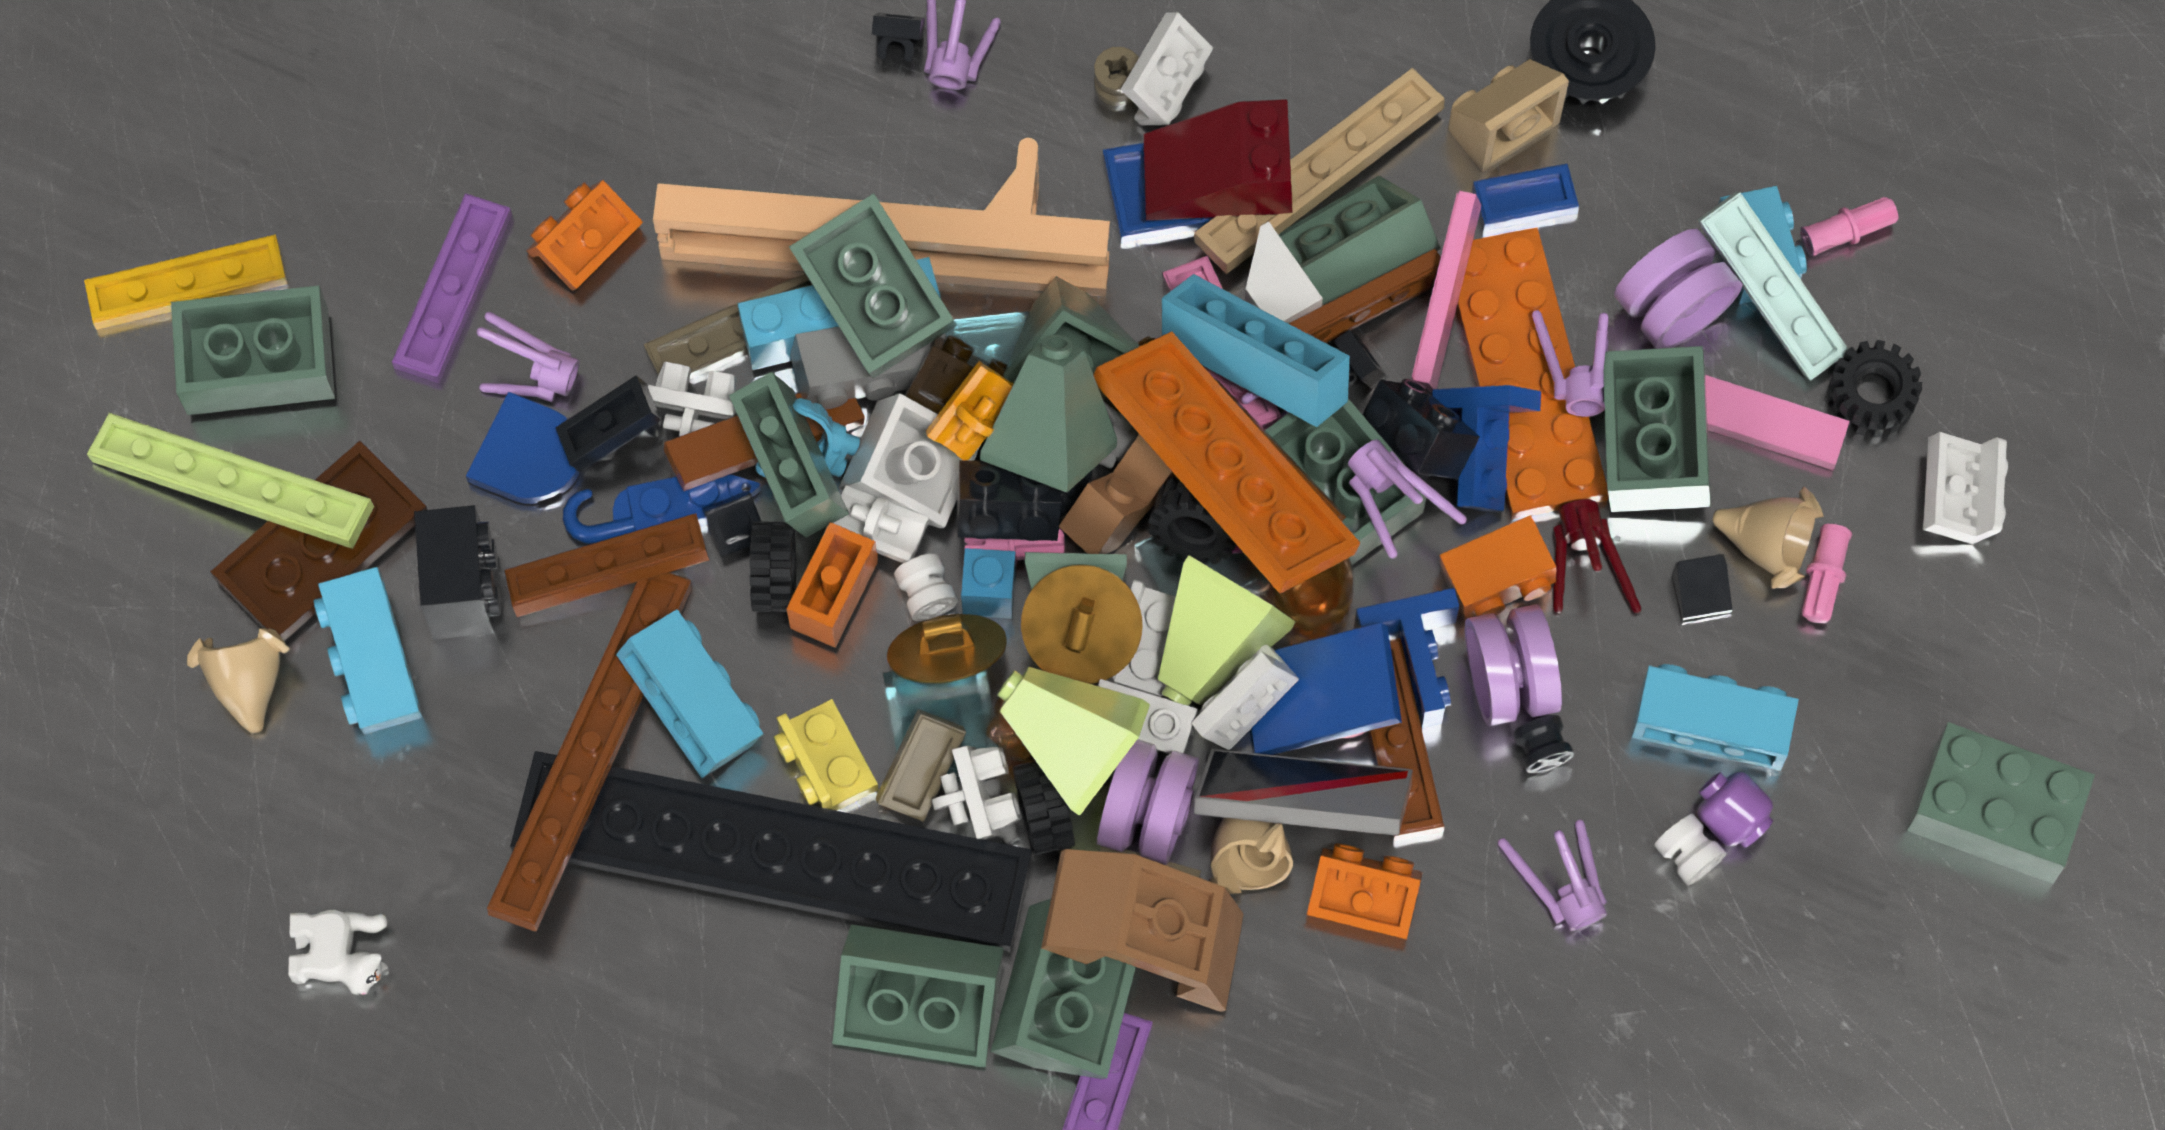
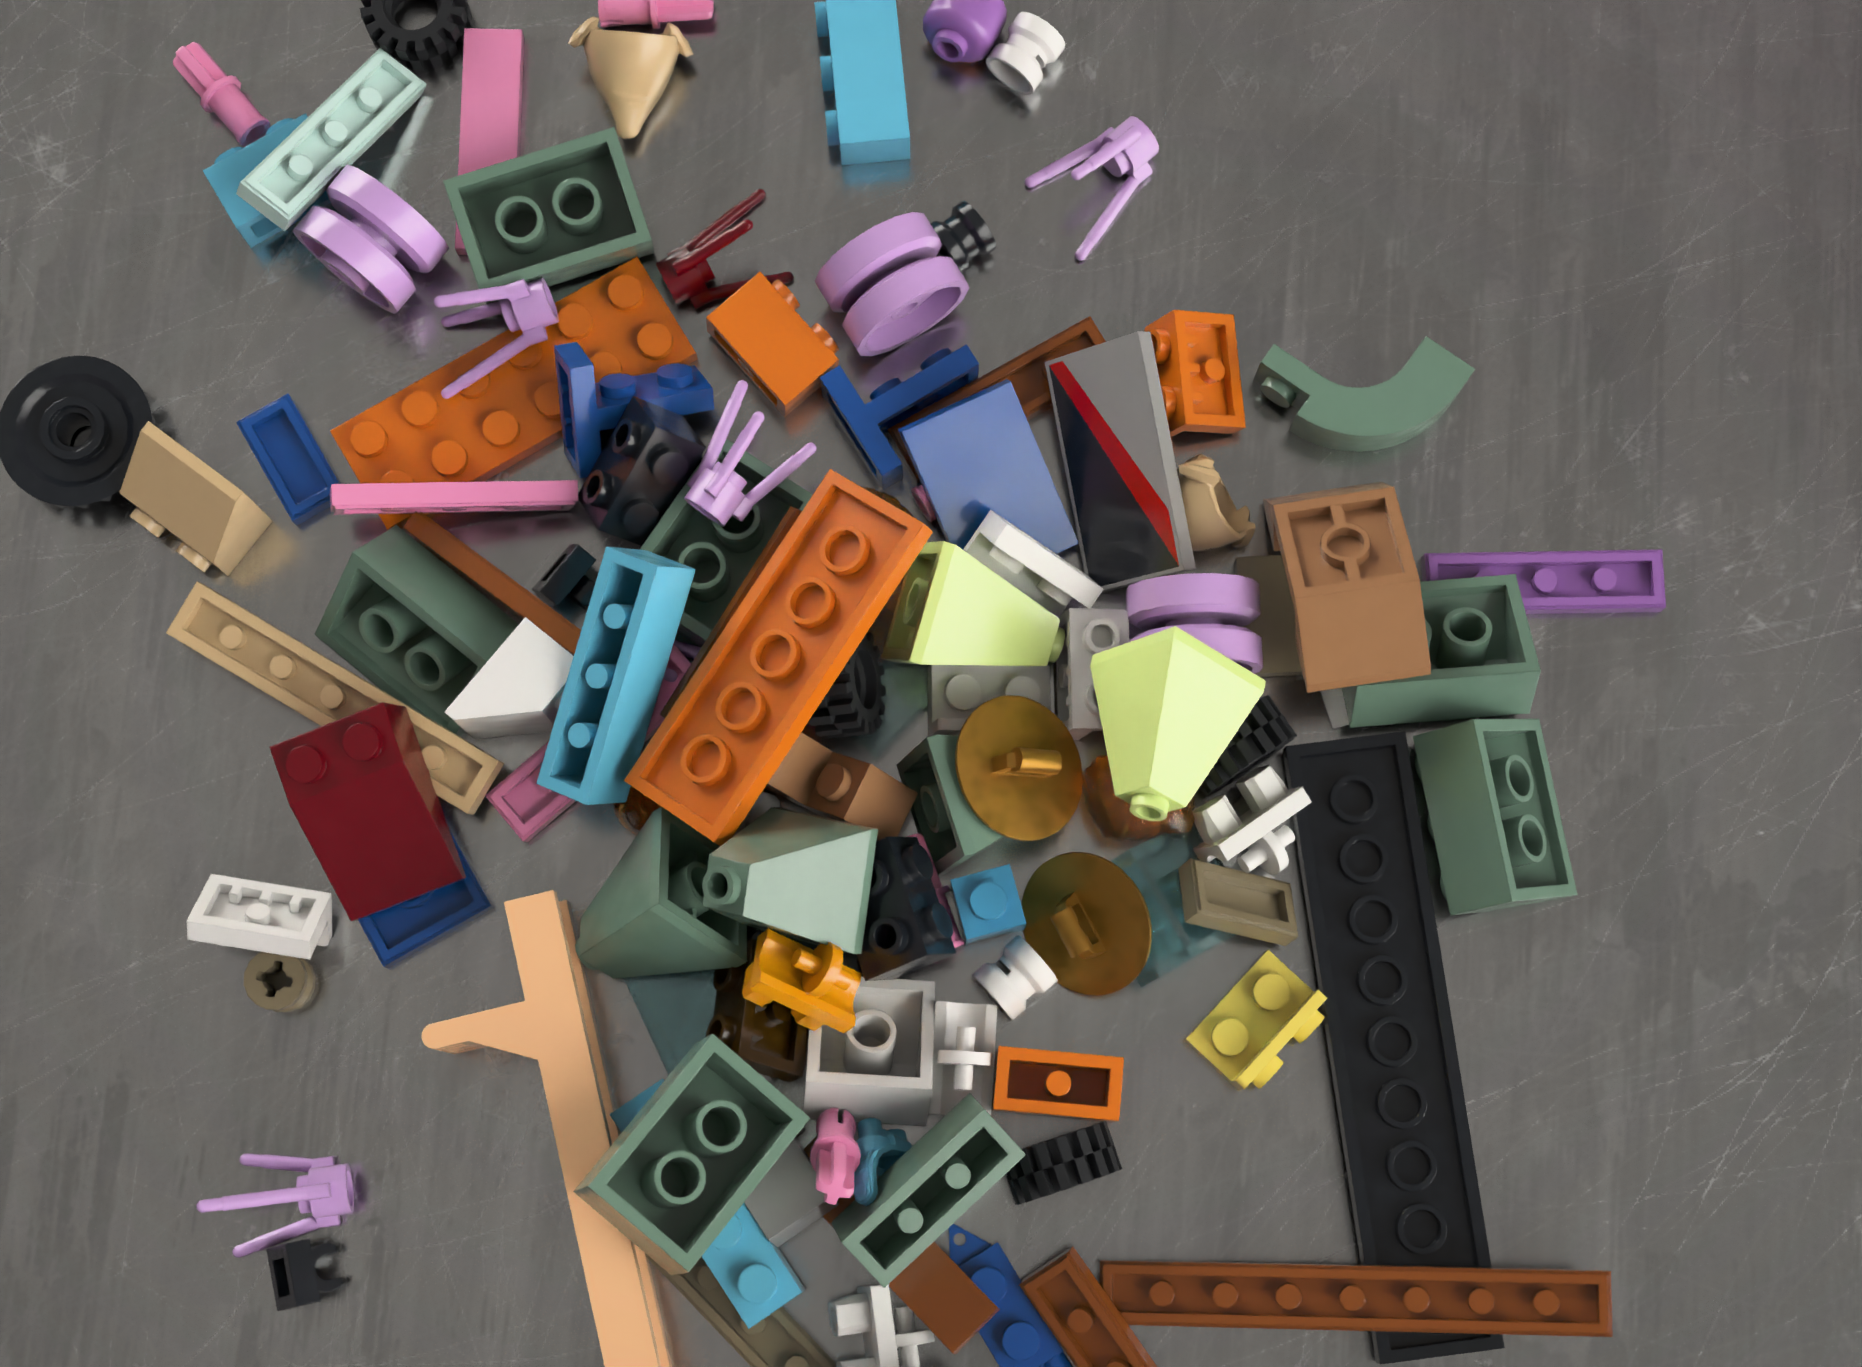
camera: 110 degrees left, 10 degrees up
(690, 693) = (1250, 1201): medium azure brick -> none
(732, 522) = (1012, 1235): black tile -> none
(837, 397) = (835, 1155): none -> bright pink axle
(1281, 1047) = (1365, 416): none -> sand green arch
(1702, 586) = (714, 129): black slope -> none

